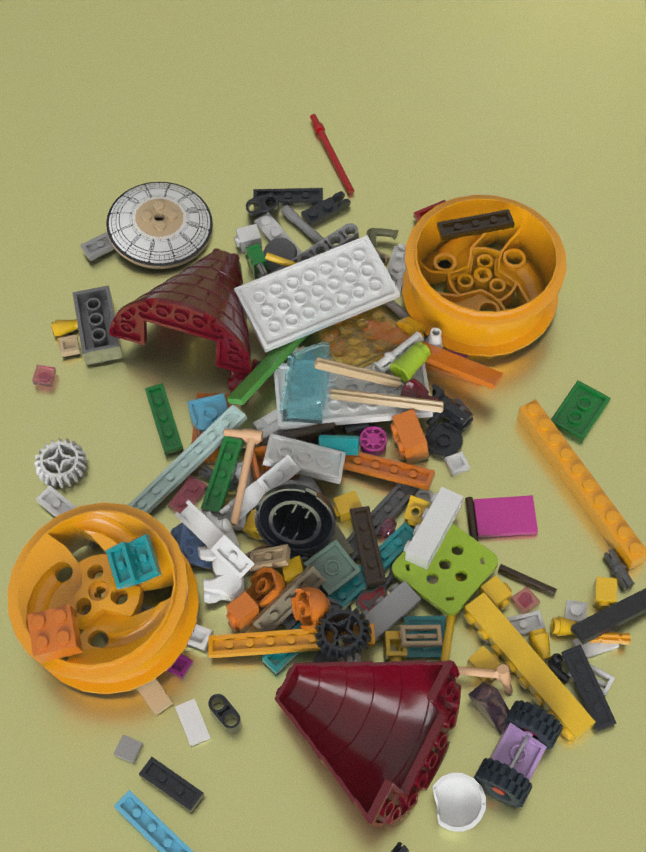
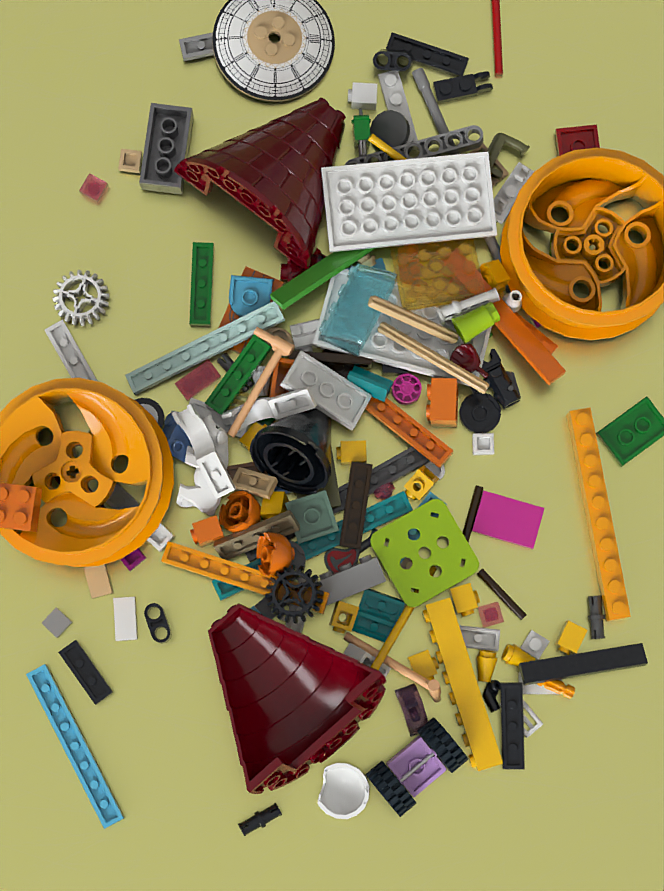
camera: 15 degrees right, 20 degrees up
(63, 327) = (130, 135): yellow cone -> none
(133, 562) = (111, 461): teal slope -> none
(404, 644) = (354, 612): tan tile -> none
(434, 527) = (427, 513): white brick -> none
(475, 225) = (603, 195): dark brown tile -> none

